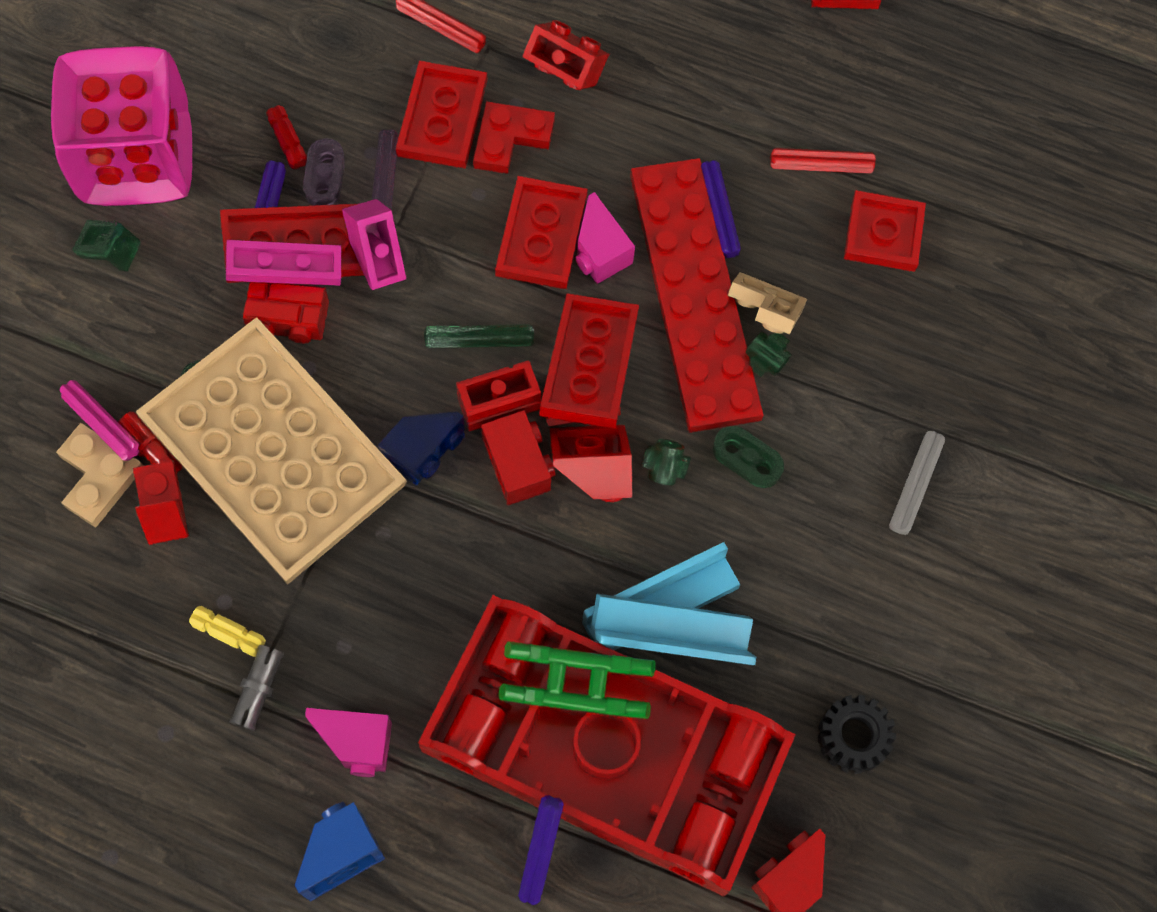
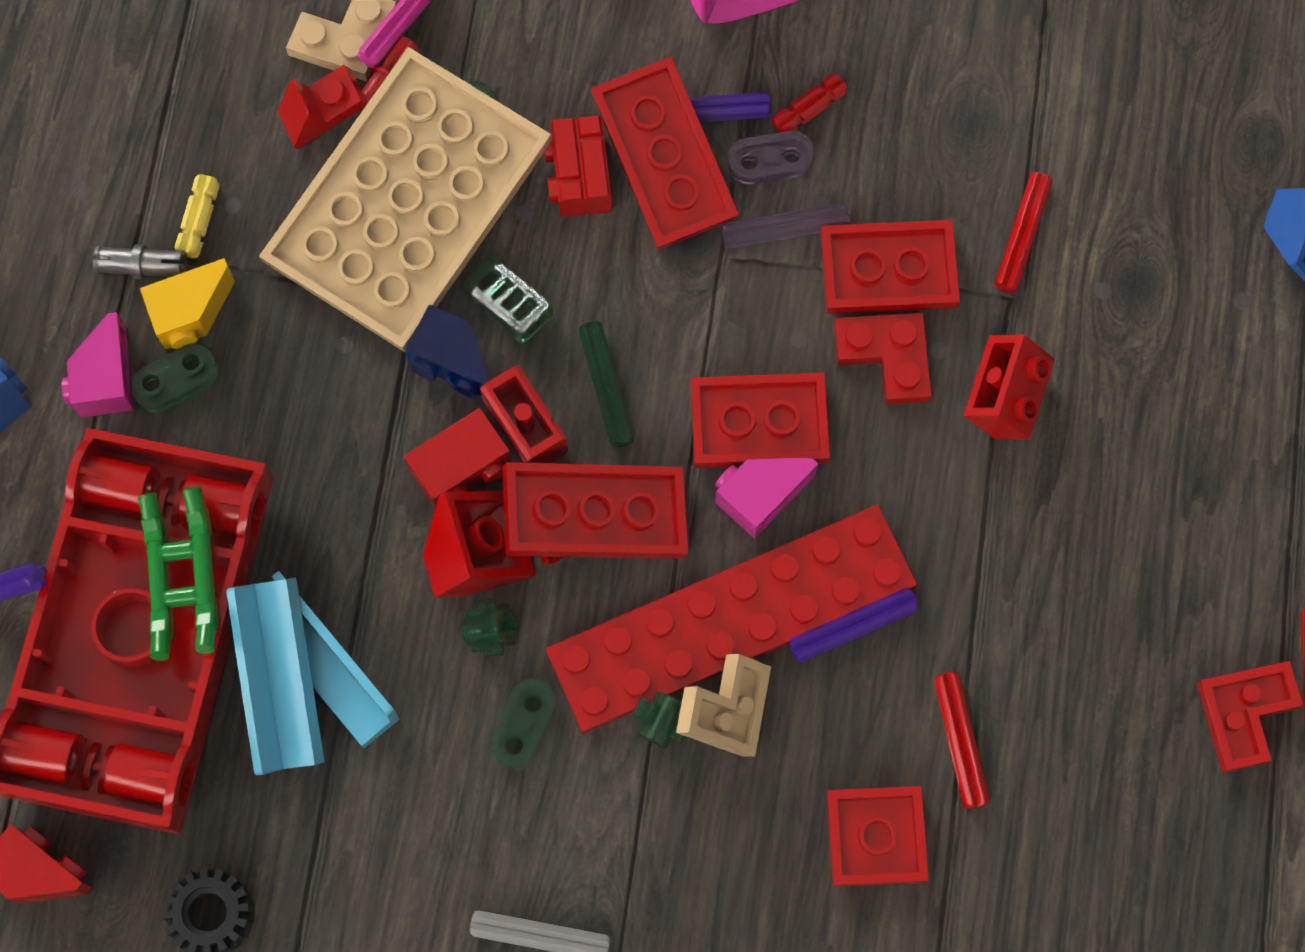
camera: 80 degrees right, 5 degrees up
(283, 262) = (621, 141): dark pink plate -> none
(312, 653) = (187, 303): none -> yellow slope
(374, 678) = (175, 381): none -> clear green plate
(375, 243) = (679, 232): dark pink slope -> none
(388, 375) = (531, 322): none -> clear green slope

